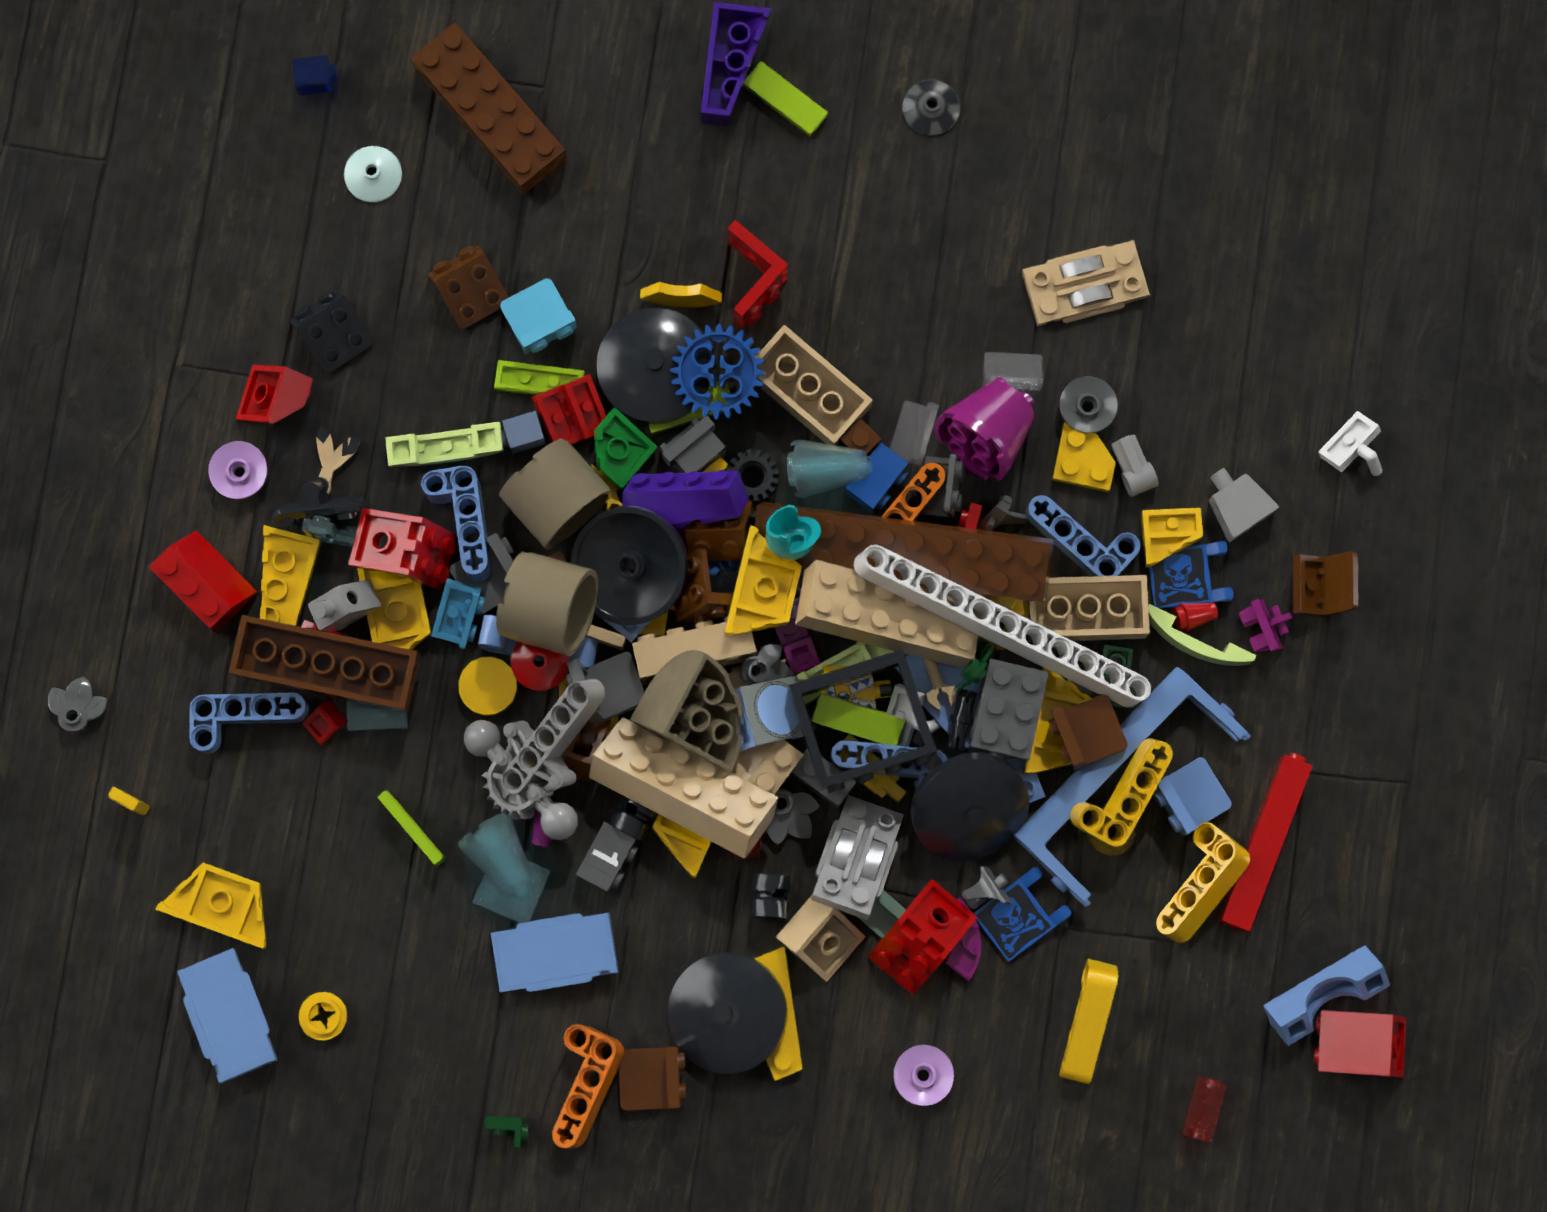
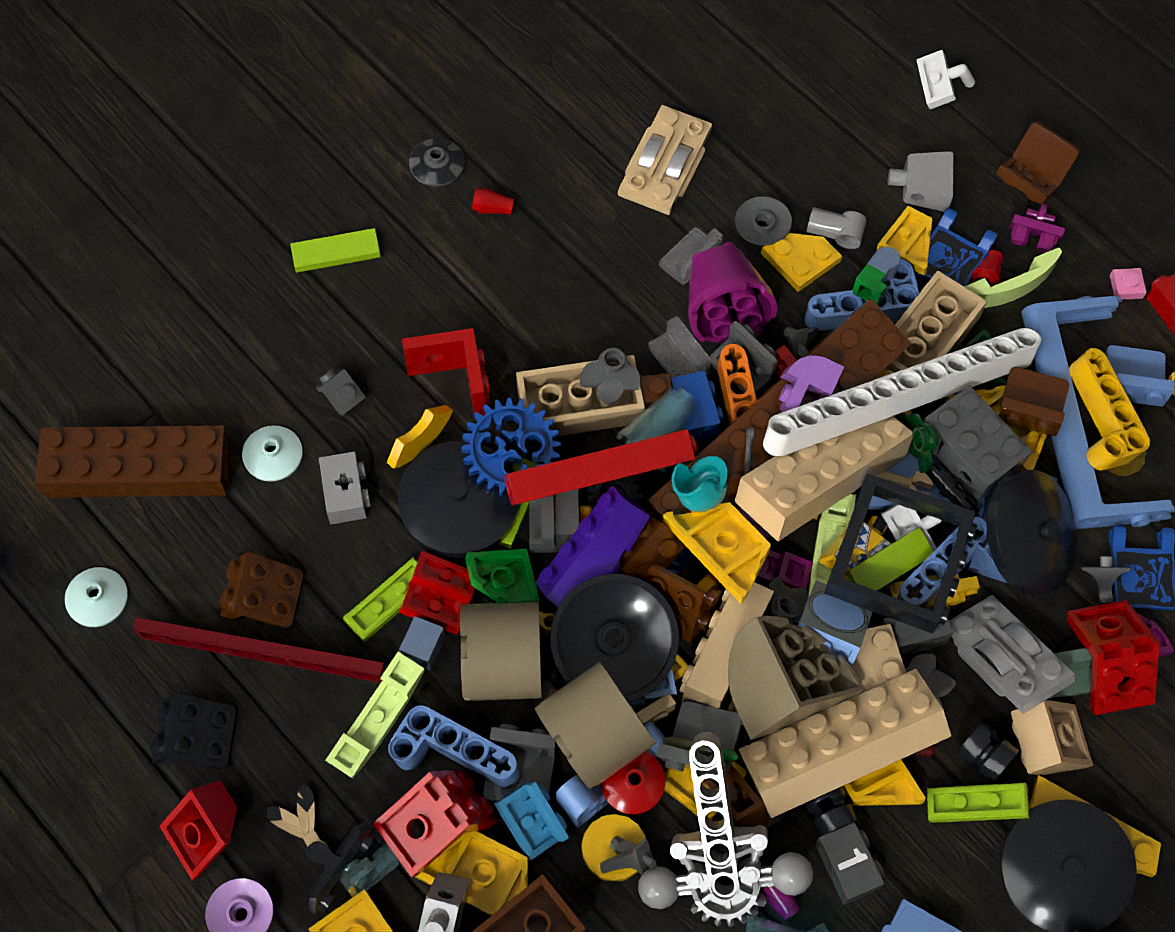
camera: 50 degrees left, 15 degrees down
(425, 323) = (259, 650): none -> dark red tile
(486, 701) = (629, 856): none -> dark grey piece
(538, 316) = (337, 557): medium azure bracket -> none
(585, 212) = (275, 464): none -> light aqua dish
(598, 259) = (340, 503): none -> light grey brick
(605, 707) = (728, 754): none -> olive piece
(670, 204) = (340, 390): none -> dark grey bracket
(723, 916) = (978, 802): none -> lime tile
(730, 52) = (266, 257): dark purple wedge -> none
(748, 450) = (600, 467): none -> red brick
(832, 398) = (610, 380): none -> dark grey plate
(849, 549) = (749, 437): none -> dark grey hinge
(926, 181) = (490, 202): none -> red cone
(943, 543) = (811, 374): none -> medium lavender brick
(1101, 529) = (872, 279): none -> leg
(1278, 734) = (1128, 283): none -> bright pink plate

